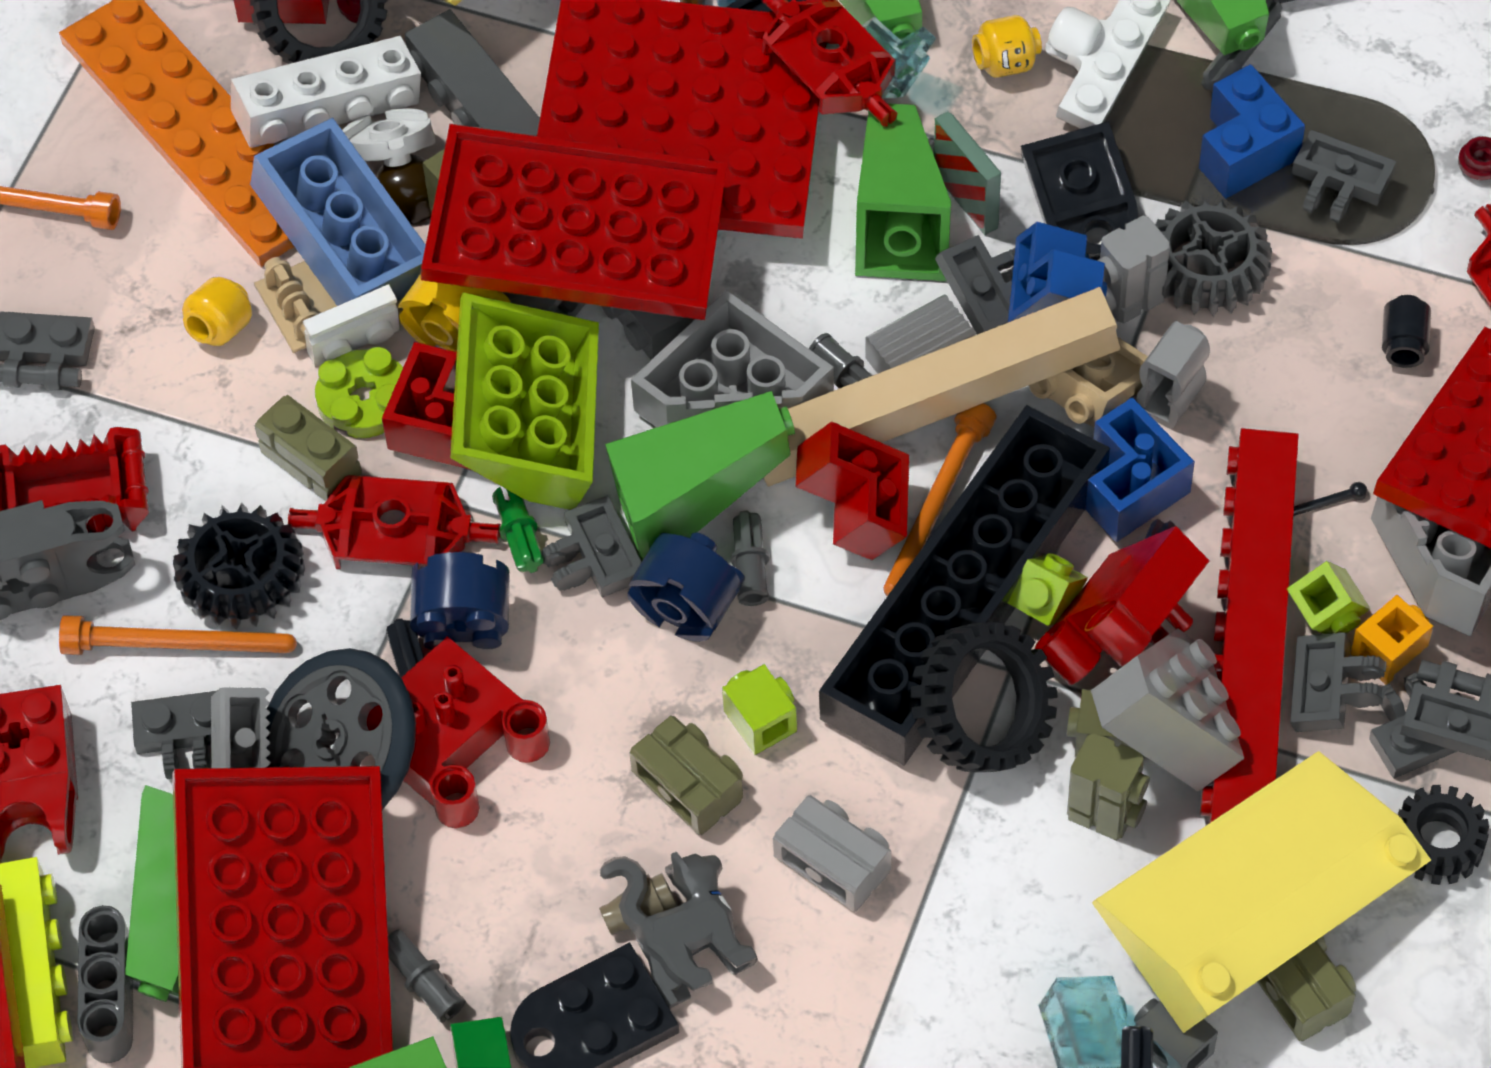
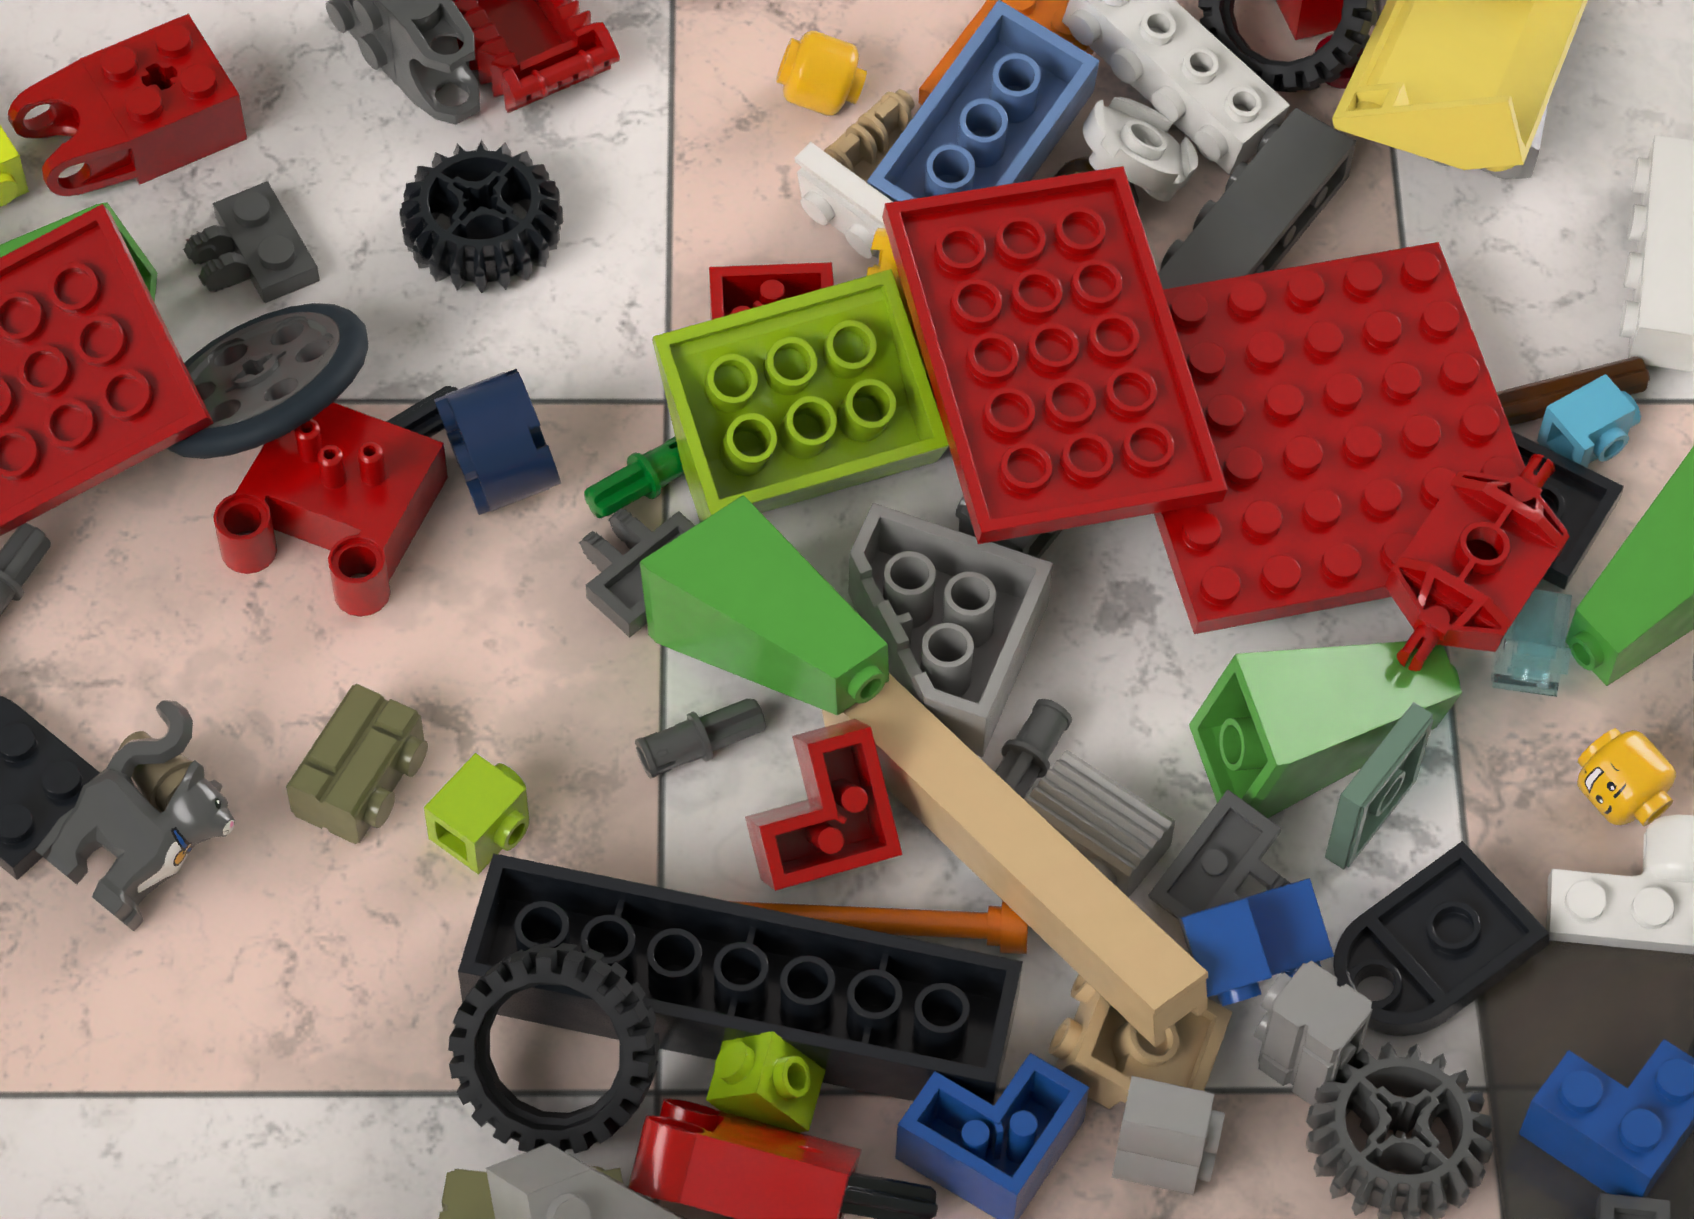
camera: 65 degrees right, 0 degrees up
(82, 635) = (338, 103): orange piece -> none
(239, 728) = (228, 288): light grey brick -> none
(306, 447) = (663, 225): olive brick -> none
(343, 376) = (777, 228): lime plate -> none
(431, 523) = (596, 388): red plate -> none
(685, 585) = (607, 666): dark blue brick -> none
(833, 851) = (300, 959): light grey brick -> none

